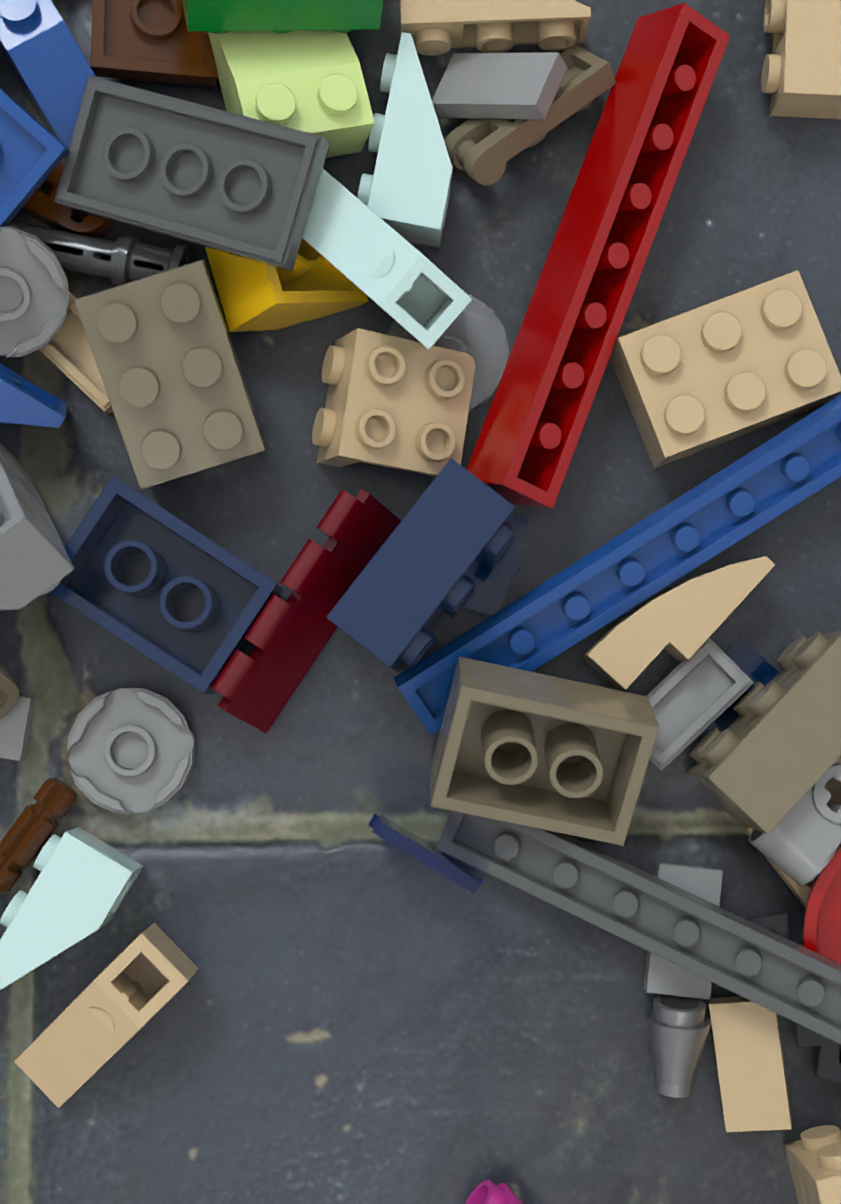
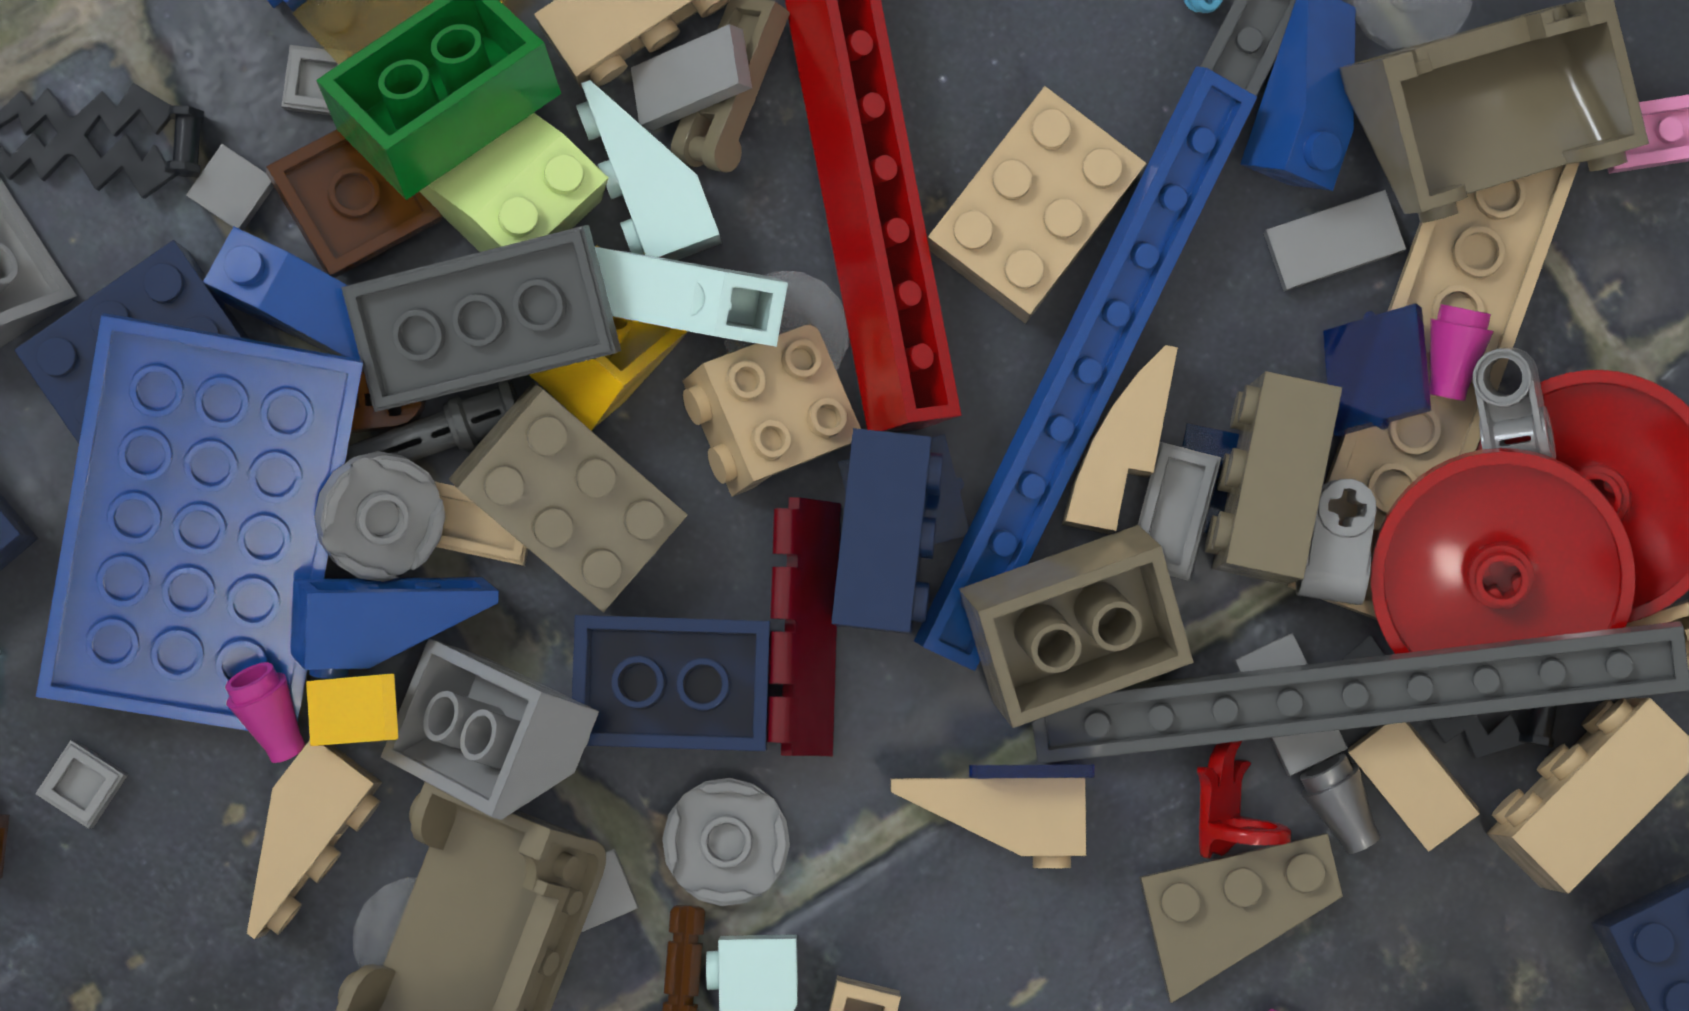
camera: 30 degrees left, 0 degrees up
(392, 887) = (1020, 814): none -> tan slope
(529, 1073) = (1233, 905): none -> dark tan wing
(563, 991) = (1221, 805): none -> red piece

